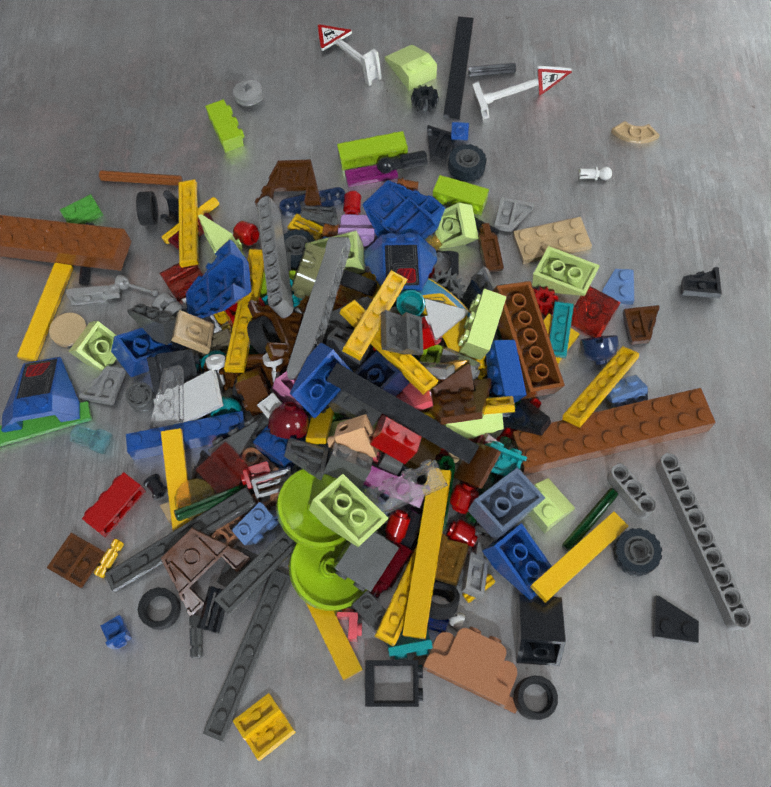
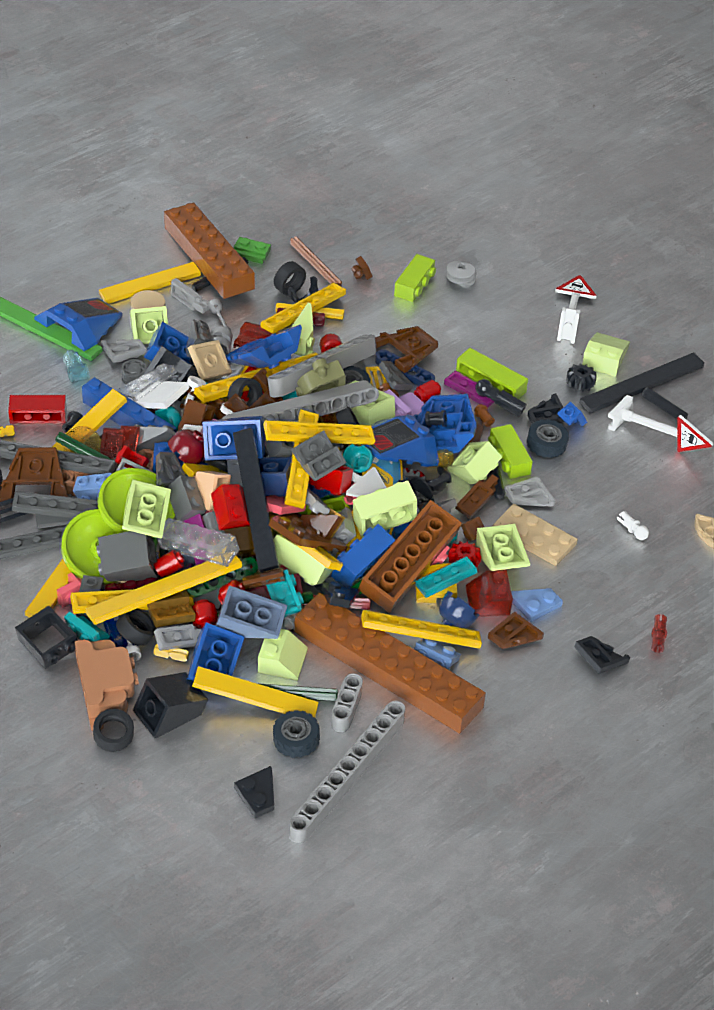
camera: 45 degrees right, 20 degrees down
(181, 152) = (361, 269): none -> reddish brown tile
(399, 213) = (436, 418): none -> black bush
(457, 292) = (419, 485): none -> black helmet
(522, 274) = (470, 528): none -> reddish brown tile
(707, 233) = (659, 633): none -> clear red pin

